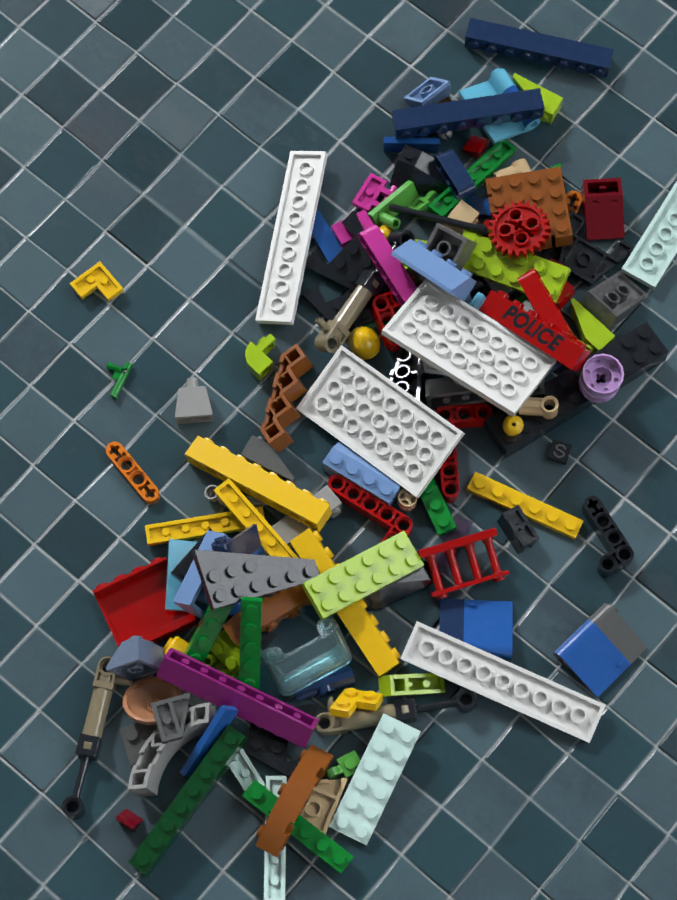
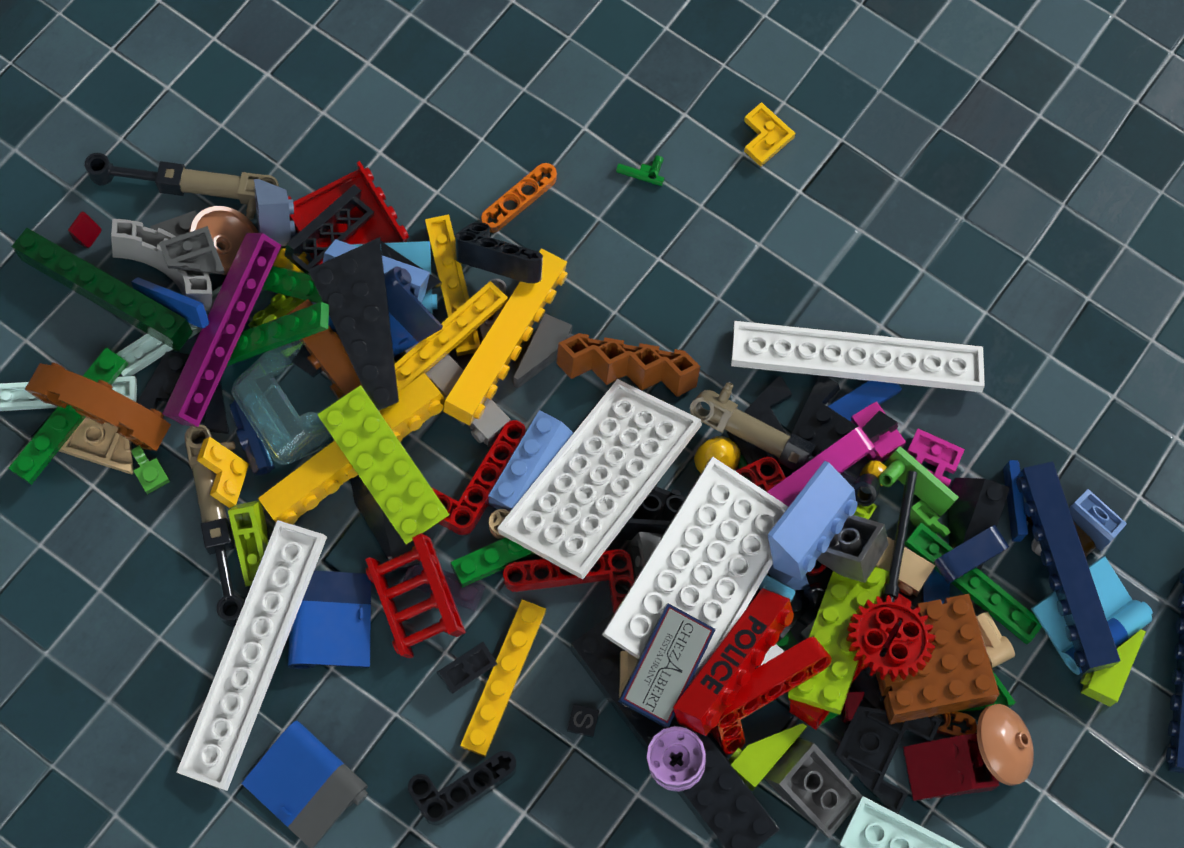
camera: 80 degrees right, 0 degrees up
(152, 619) = (322, 223): none -> black fence
(191, 485) = (480, 251): none -> black beam
(193, 404) = (613, 257): light grey torso -> none
(256, 358) = (682, 325): lime brick -> none
(375, 779) = (129, 503): light aqua plate -> none
(475, 146) = (1027, 588): red slope -> none
(513, 430) = (601, 651): yellow piece -> none
(538, 373) = (666, 665): none -> light grey tile
(590, 170) = (1005, 744): none -> nougat dish

